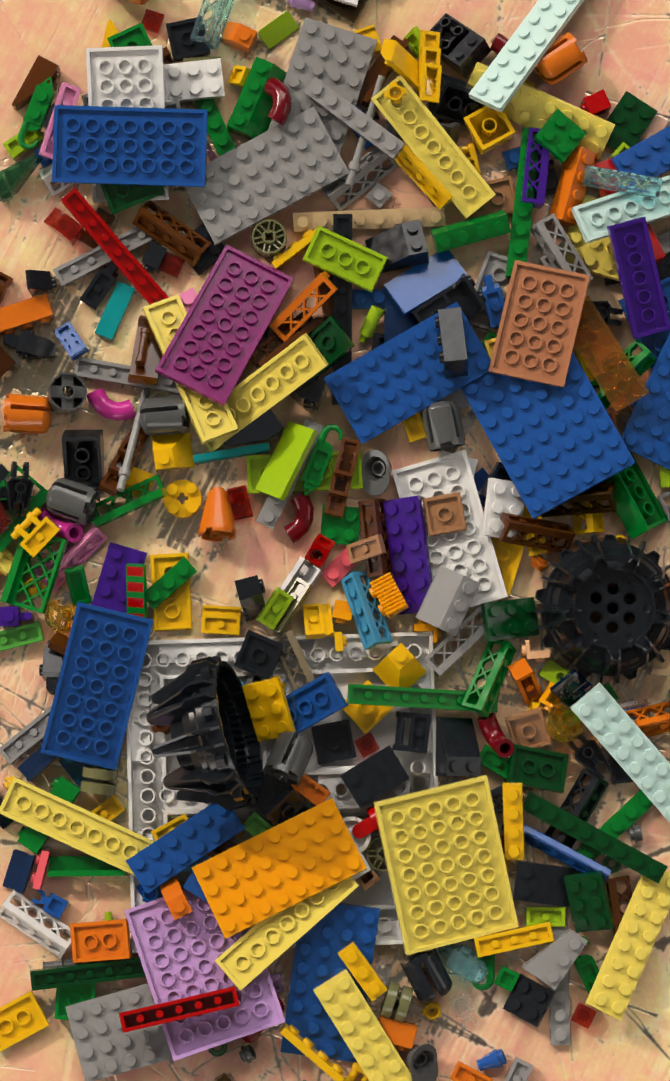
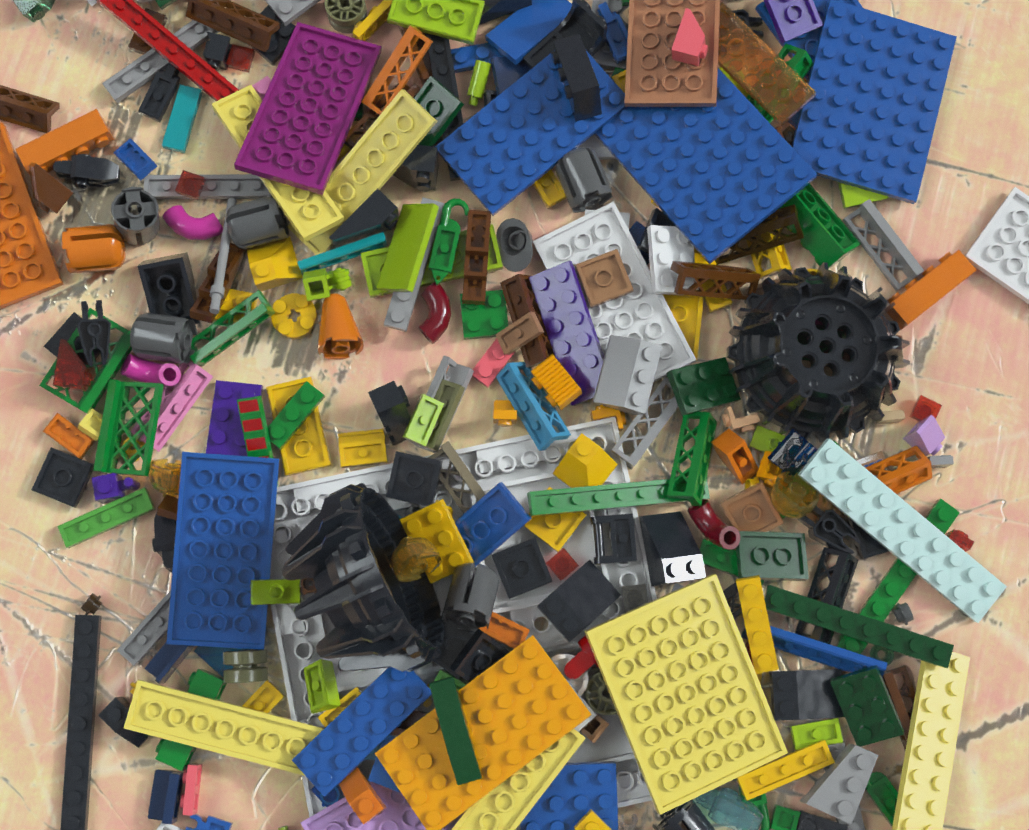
camera: 10 degrees left, 5 degrees down
(39, 536) = (128, 384): yellow plate -> none
(40, 282) = (88, 97): black slope -> none
(64, 226) = (110, 35): clear red slope -> none
(78, 584) = (184, 434): green tile -> none
(81, 867) = (240, 776): green fence -> none
(114, 373) = (190, 185): none -> clear red plate
(132, 726) = (275, 591): none -> lime plate
(145, 355) = (222, 159): reddish brown piece -> none
(157, 807) = (321, 686): none -> lime slope
(209, 474) = (319, 282): none -> lime brick
(240, 502) = (362, 307): clear red slope -> none
(249, 719) = (414, 557): none -> clear yellow cylinder
(258, 861) = (455, 730): none -> dark green slope
(317, 620) = (477, 428): yellow plate -> none
(322, 544) = (471, 340): red brick -> none
(340, 641) = (508, 446): yellow plate -> none
(539, 563) = (724, 317): orange plate -> none
(551, 330) = (690, 41): none -> coral slope

